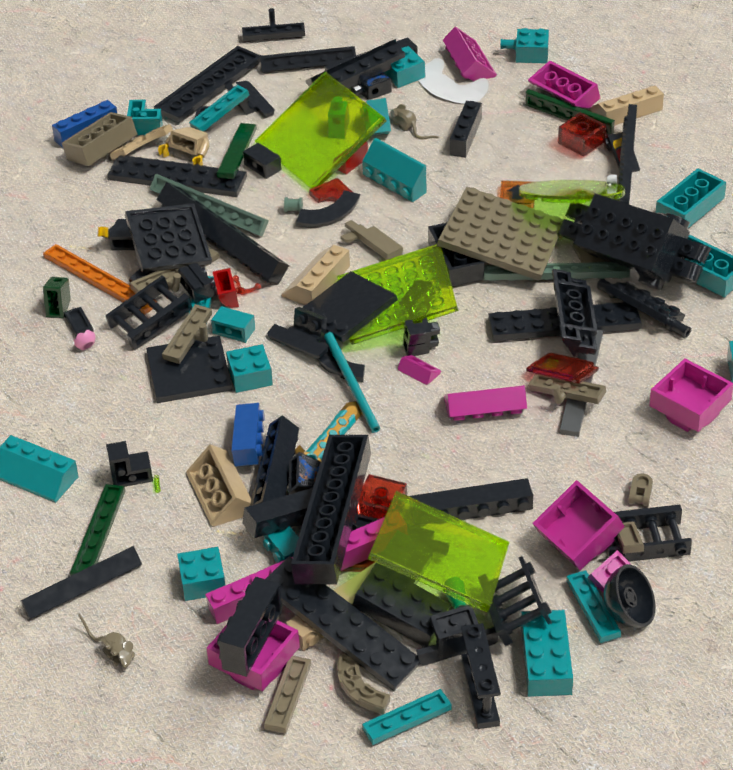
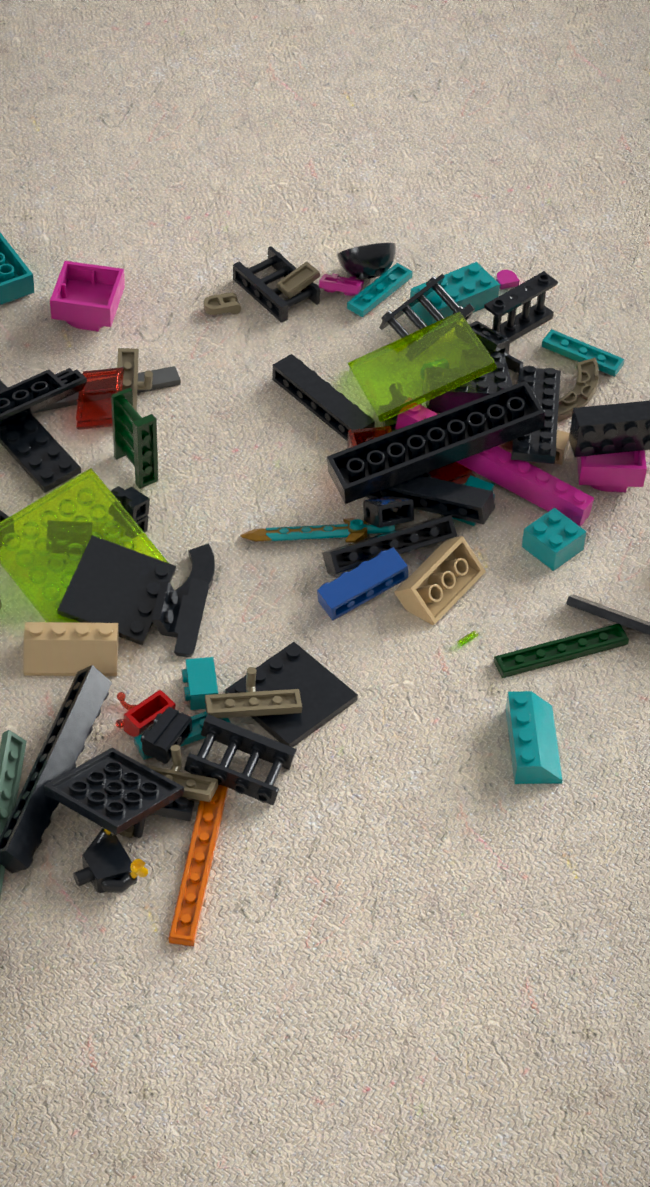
camera: 125 degrees left, 5 degrees up
(54, 291) = (268, 866): dark green torso -> none
(78, 321) = (287, 836): black tile -> none
(84, 340) = (313, 808): bright pink plate -> none
(128, 468) = (475, 656): black brick -> none
(249, 368) = (262, 632): teal brick -> none
(352, 382) = (223, 545): teal piece -> none
(418, 369) = (162, 510): dark pink slope -> none
(463, 340) = (135, 438): none -> dark green fence
(485, 401) = (184, 441): dark pink slope -> none
(552, 714) = (507, 279): none -> dark pink tile
(579, 525) = (316, 303): dark pink container -> none

